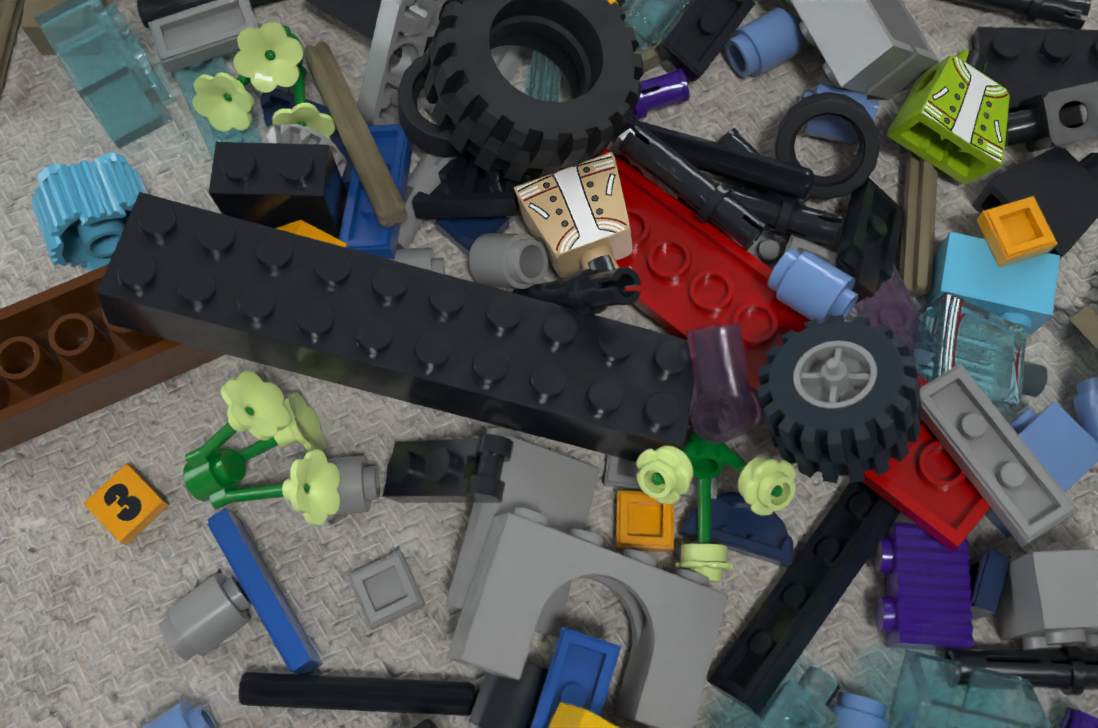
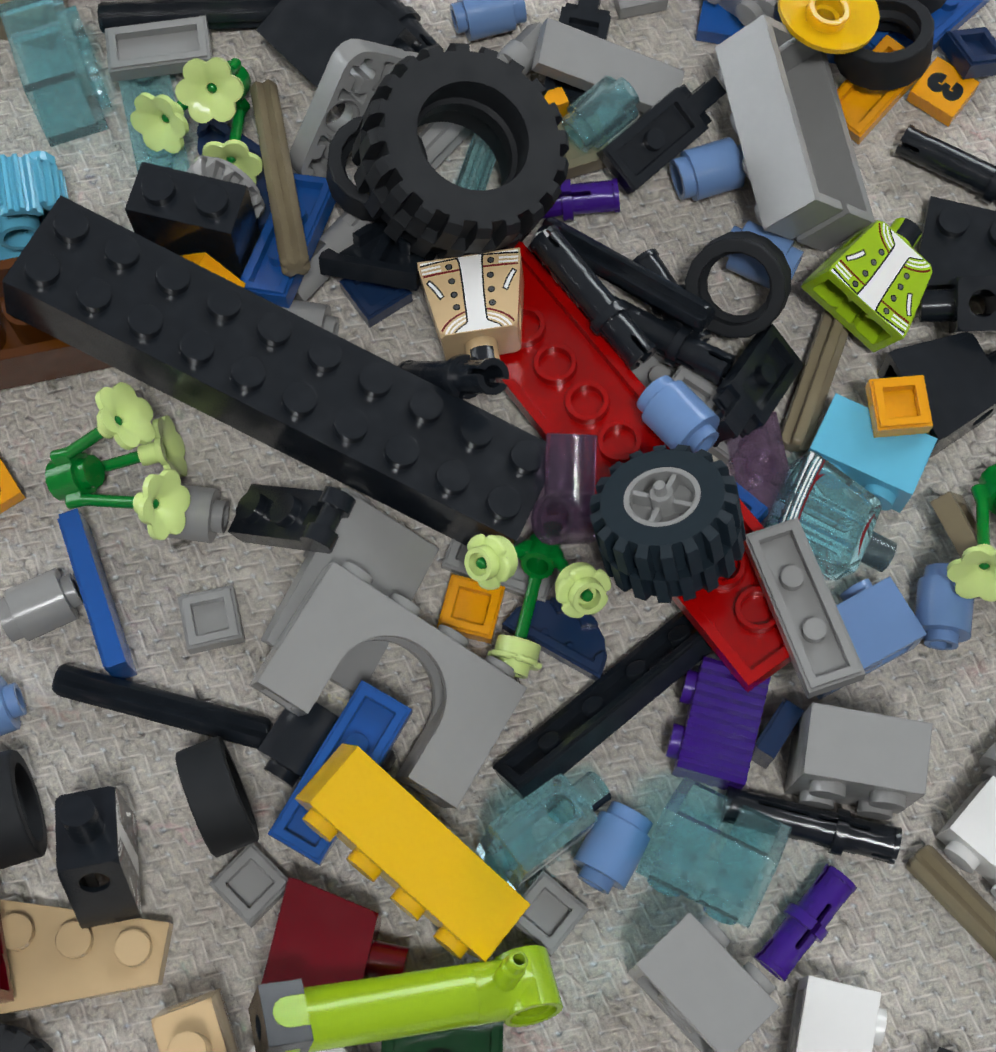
camera: 10 degrees right, 0 degrees up
(507, 260) = (398, 332): light grey brick -> none

